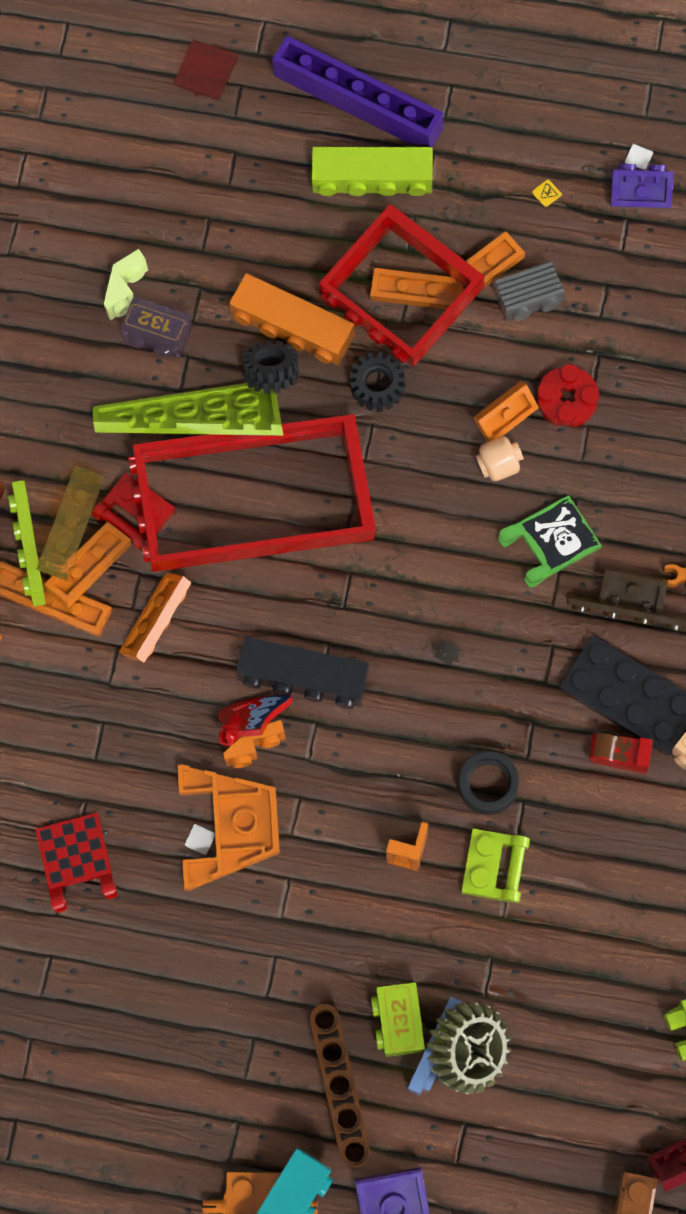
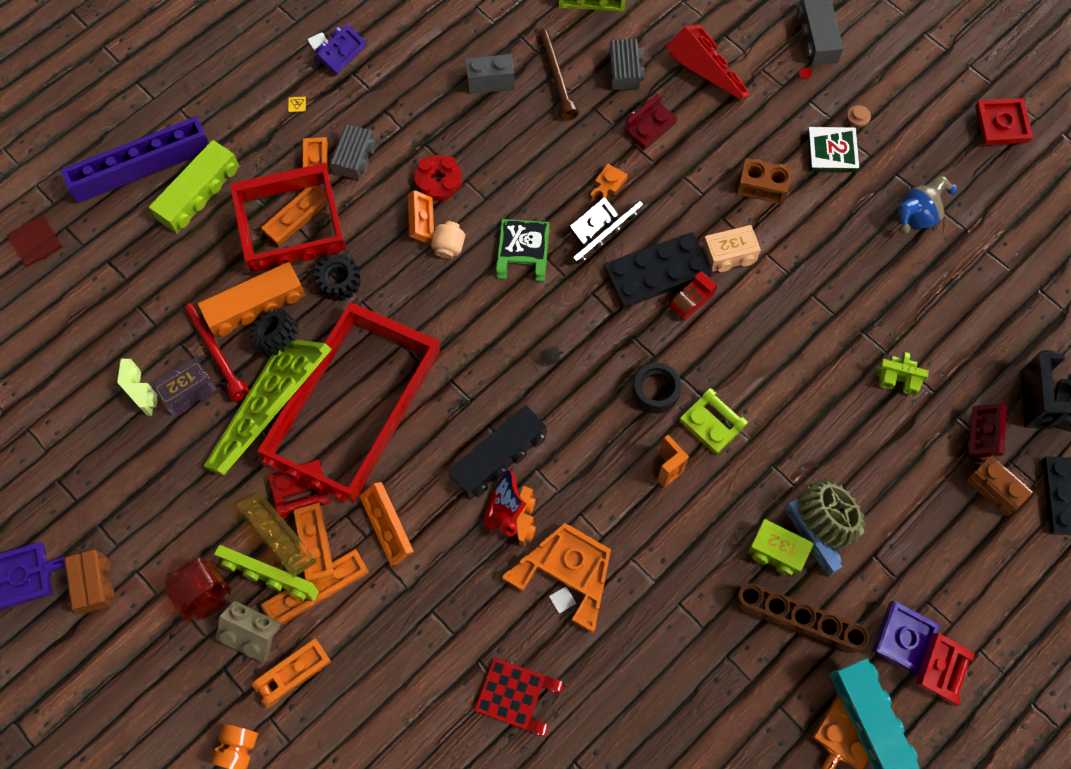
camera: 60 degrees left, 5 degrees down
(190, 376) = (236, 389): none -> red piece

